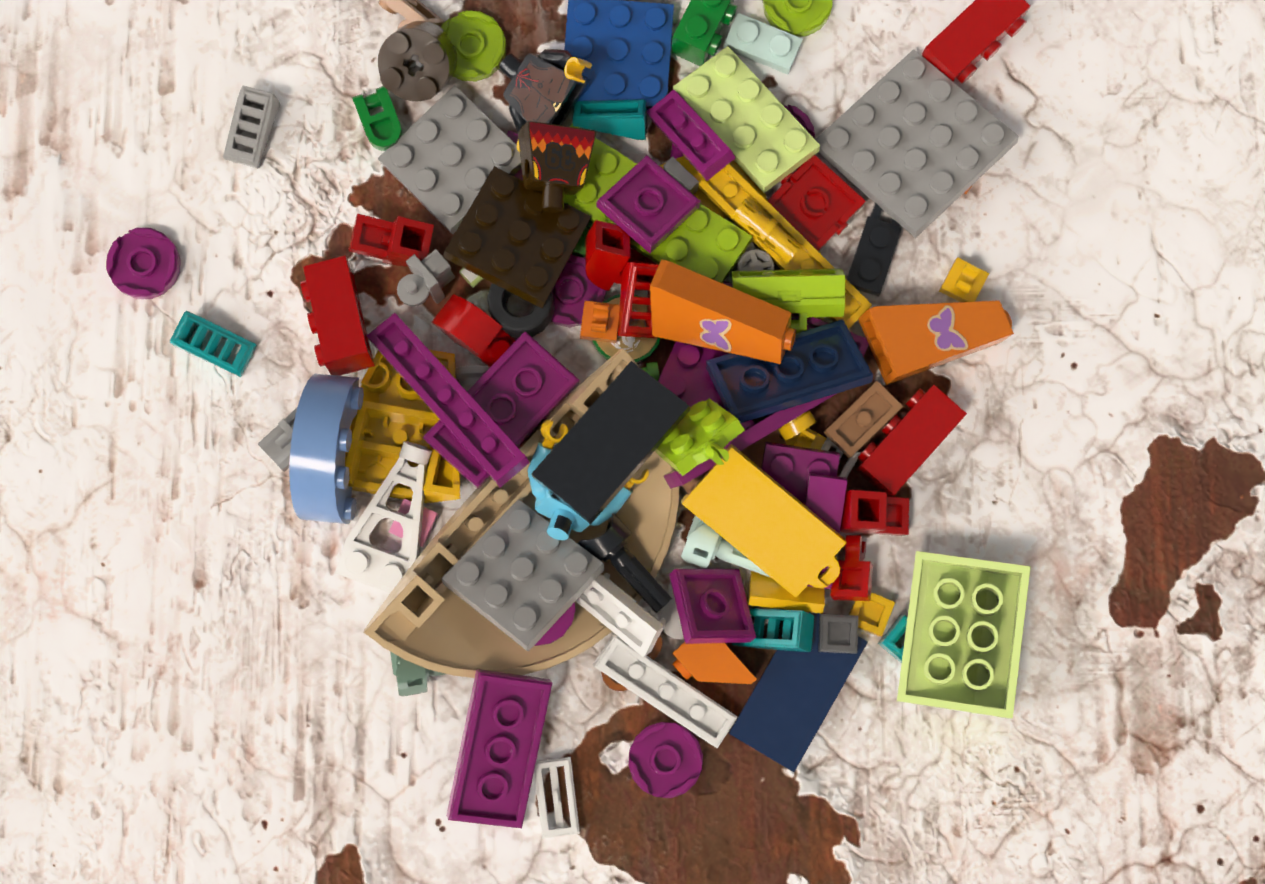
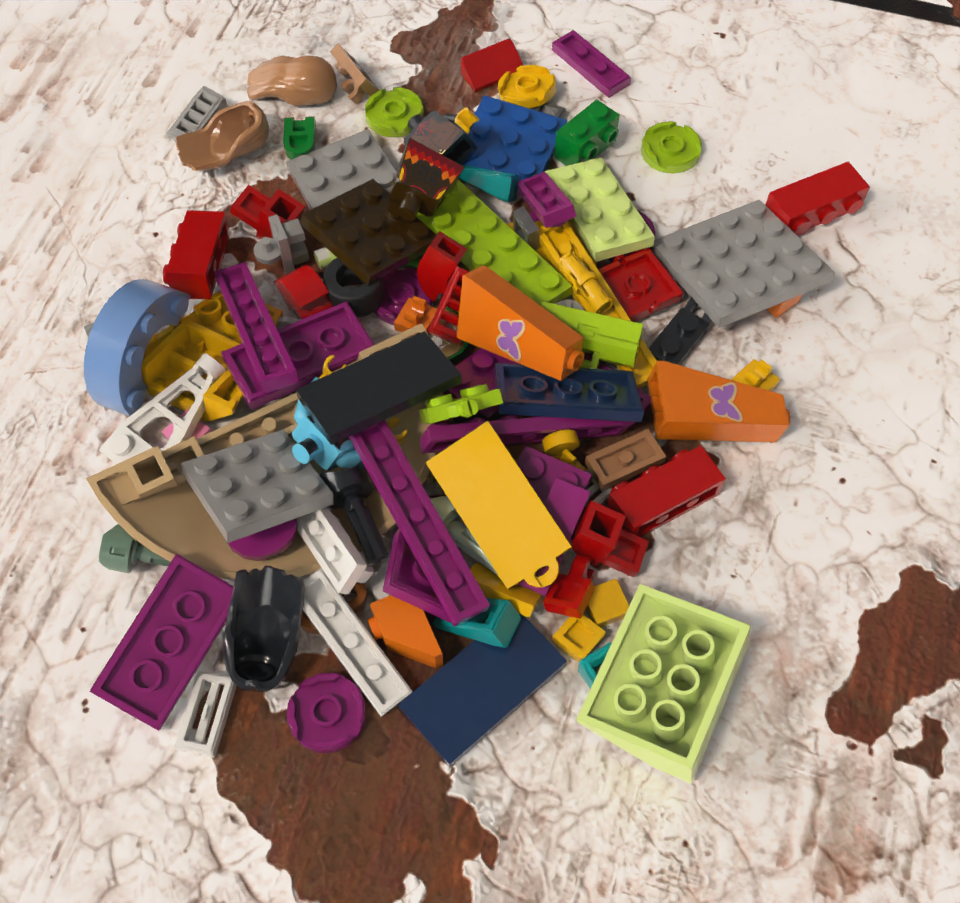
camera: 20 degrees right, 20 degrees down
(143, 263) = (67, 186): magenta tile -> none
(185, 329) = (78, 235): teal slope -> none
(295, 151) = (227, 135): none -> medium nougat hair
(334, 39) = (293, 80): none -> medium nougat hair
(402, 74) = (344, 99): dark brown brick -> none
(584, 711) = (263, 627): none -> black hair
(648, 204) = (490, 234): magenta tile -> none
(696, 565) = (420, 523): none -> magenta plate
(763, 43) = (633, 167): light aqua plate -> none
(838, 633) = (539, 641): flat silver tile -> none
(888, 571) = (607, 603): none -> yellow tile

